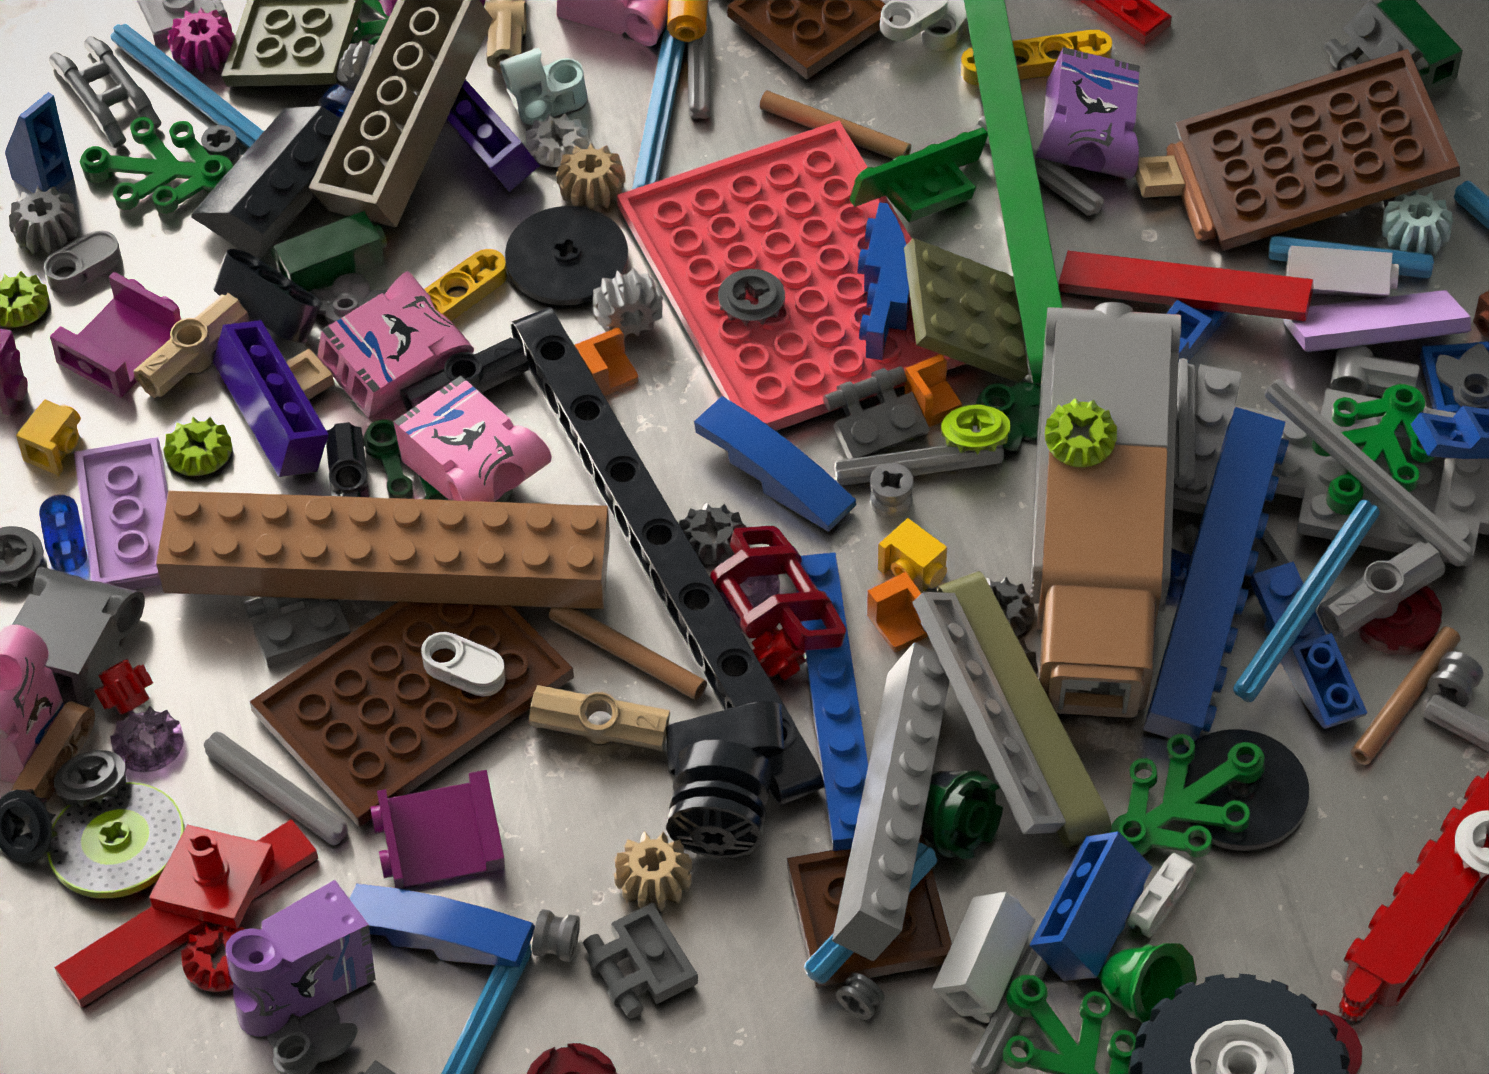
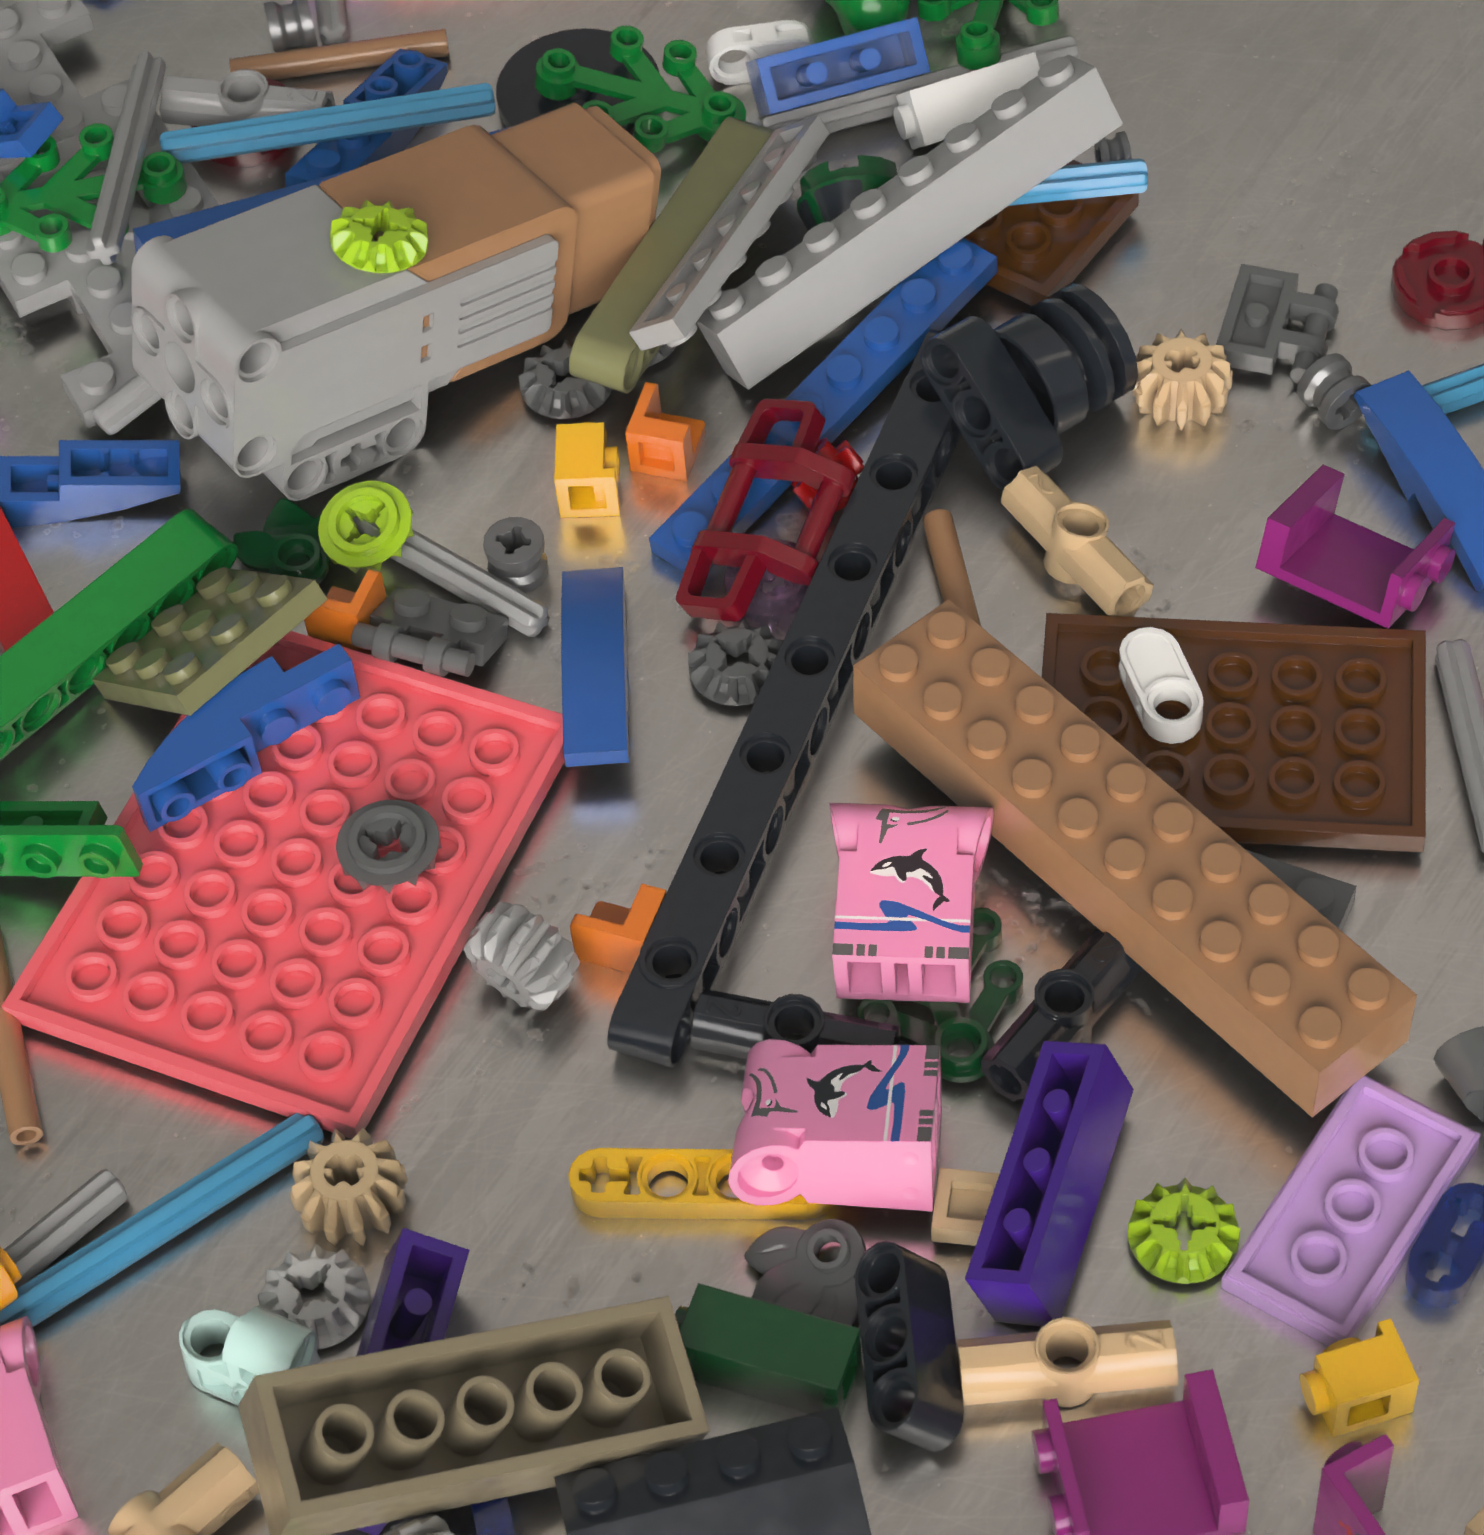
camera: 130 degrees left, 0 degrees up
(543, 239) = (464, 1160): black piece -> none

